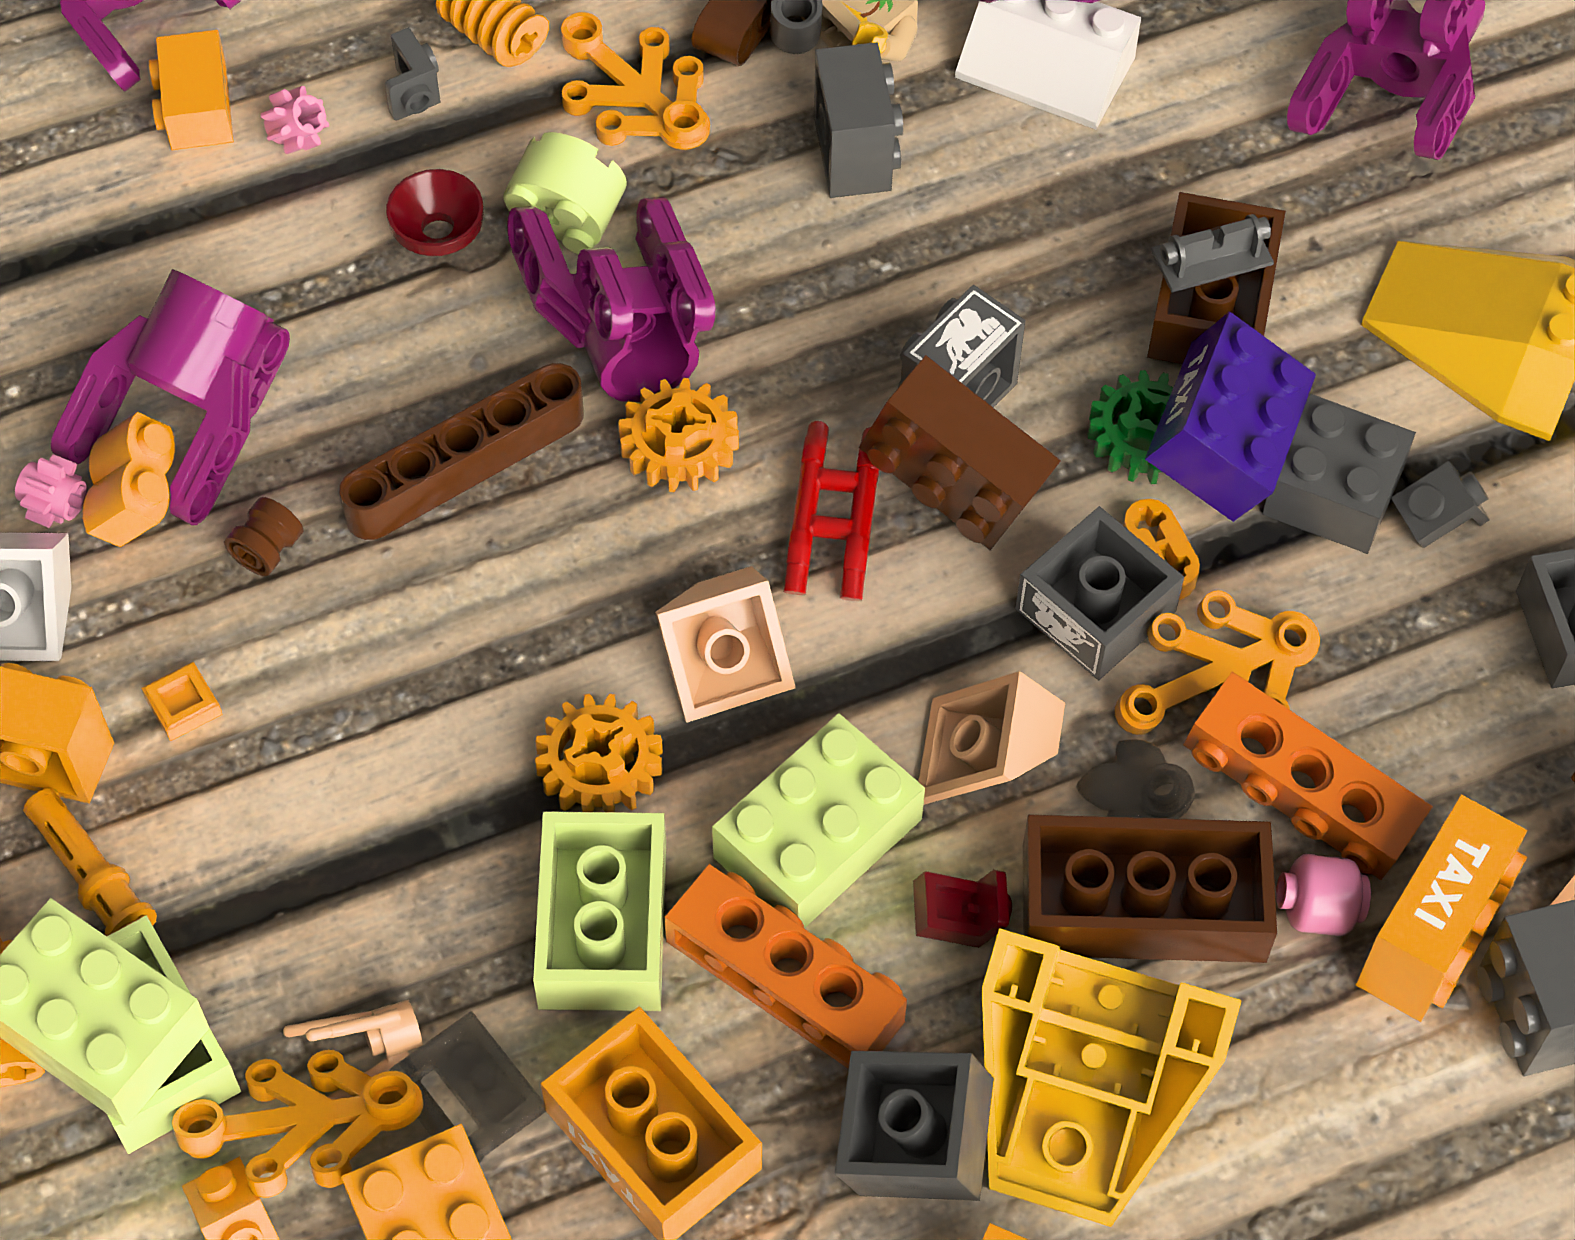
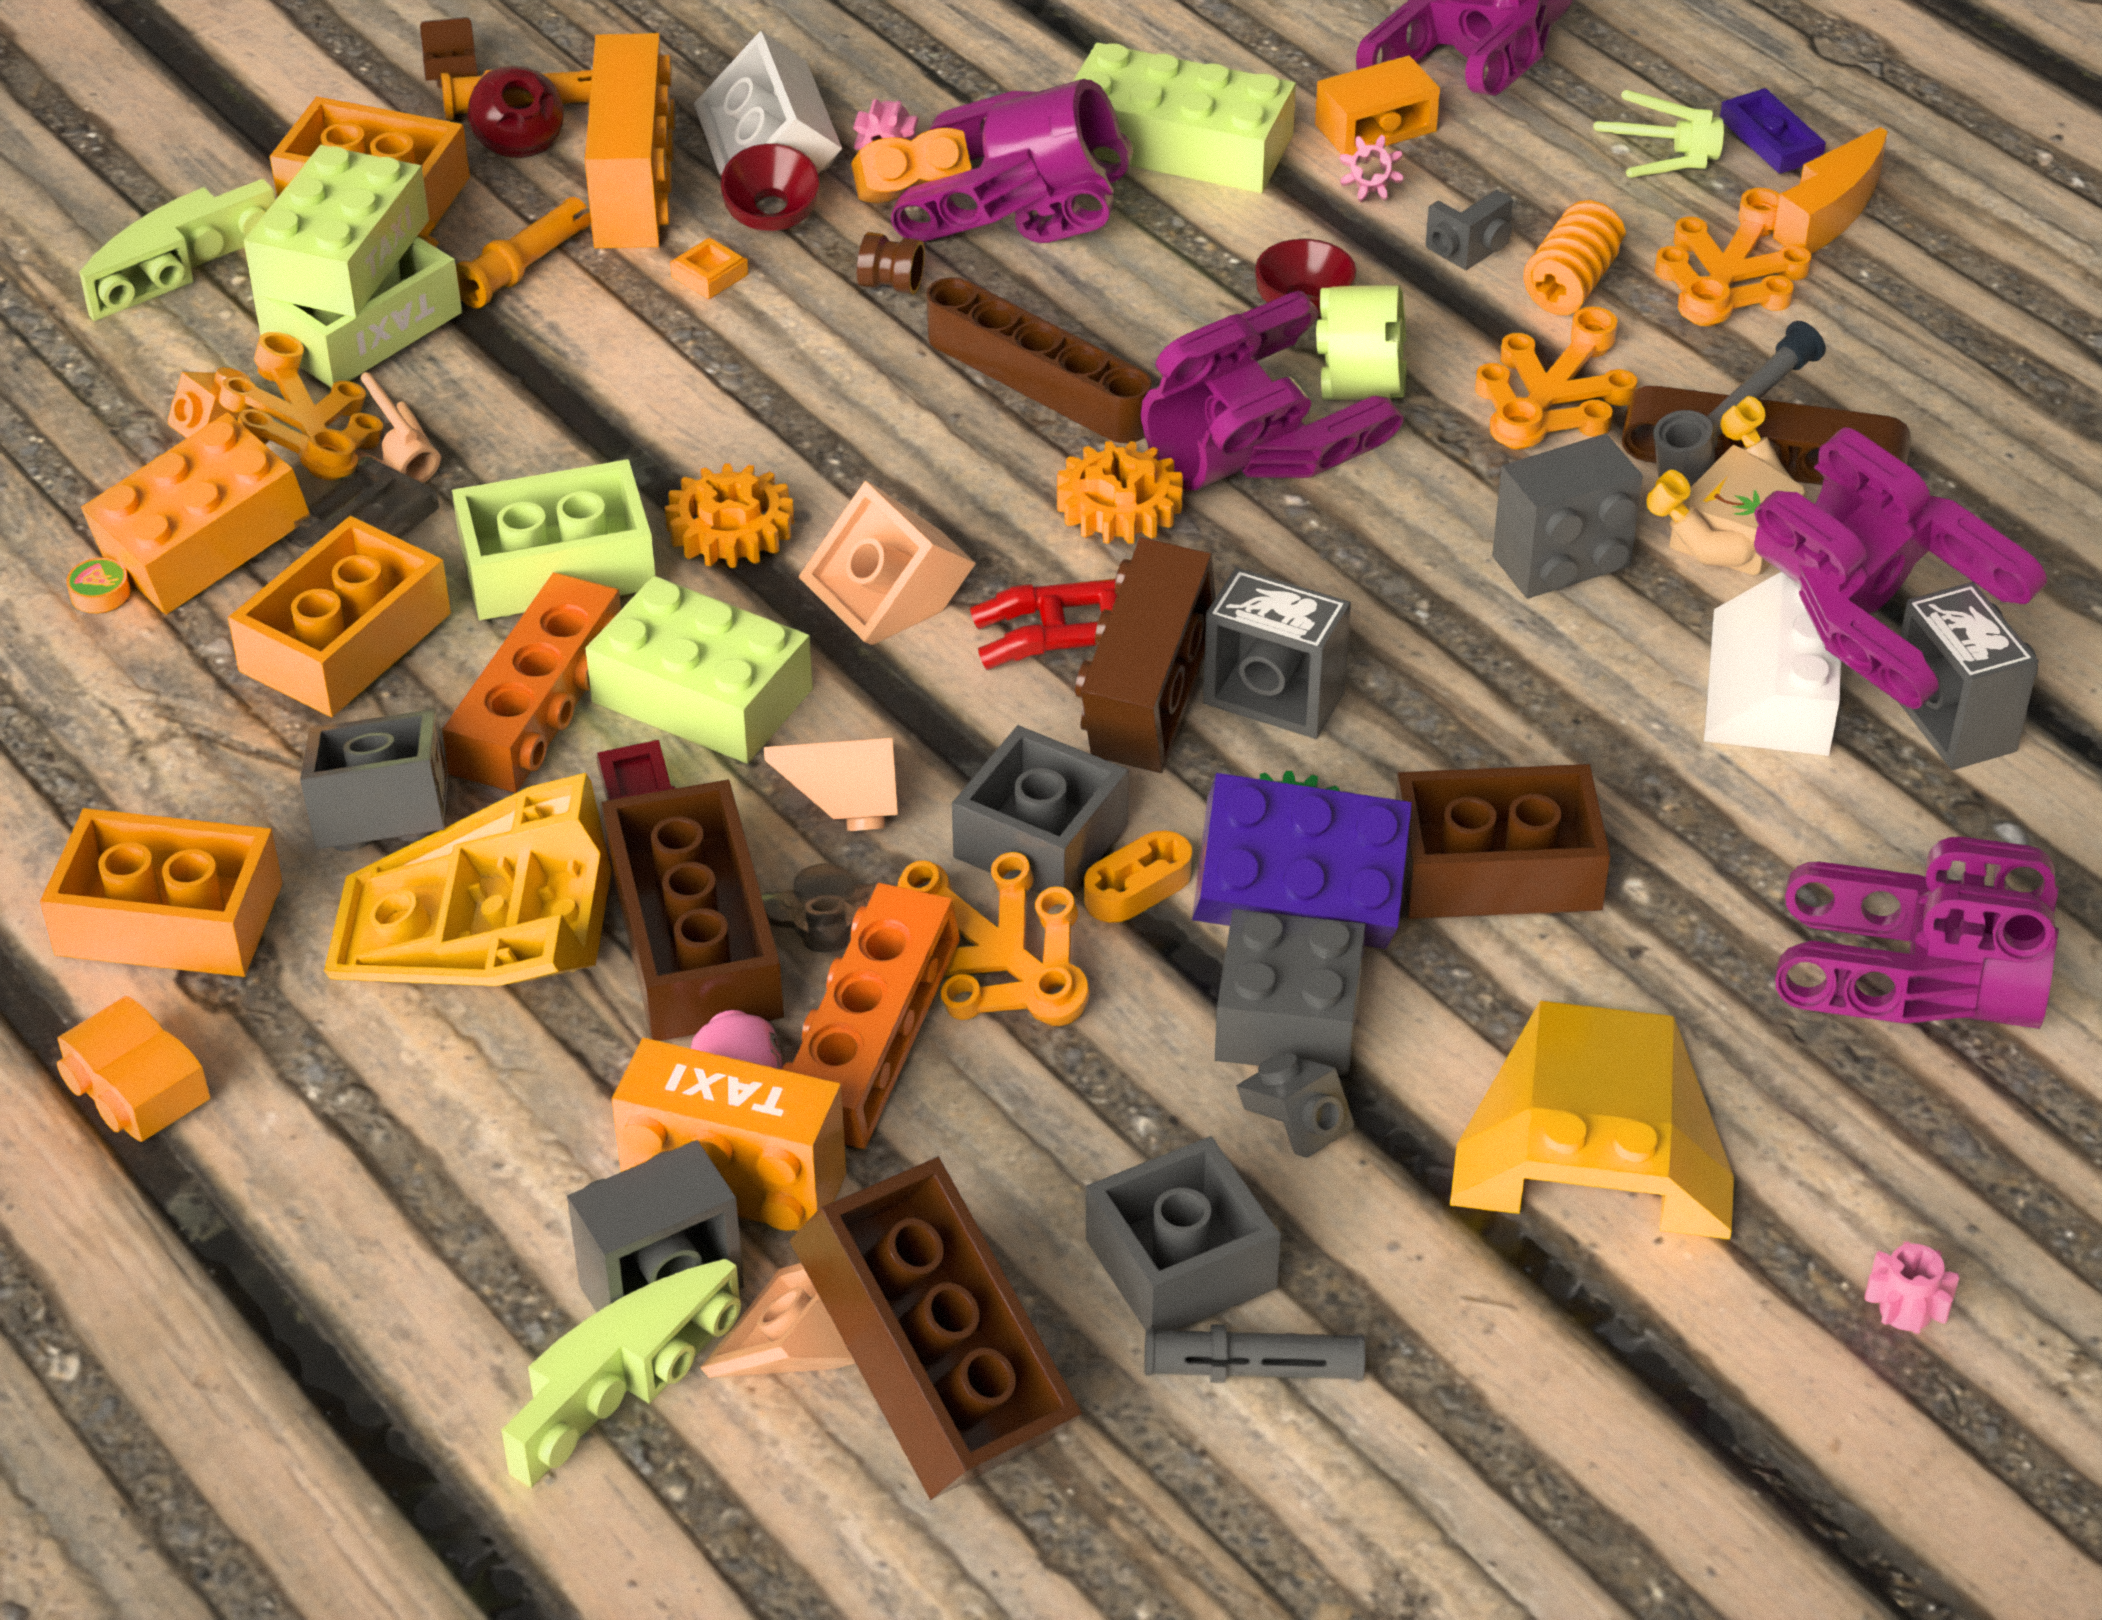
camera: 75 degrees right, 15 degrees down
(112, 588) = (770, 172): none -> dark red piece
(159, 216) = (1195, 116): none -> yellowish green brick
(1214, 254) = (1498, 788): dark grey hinge -> none

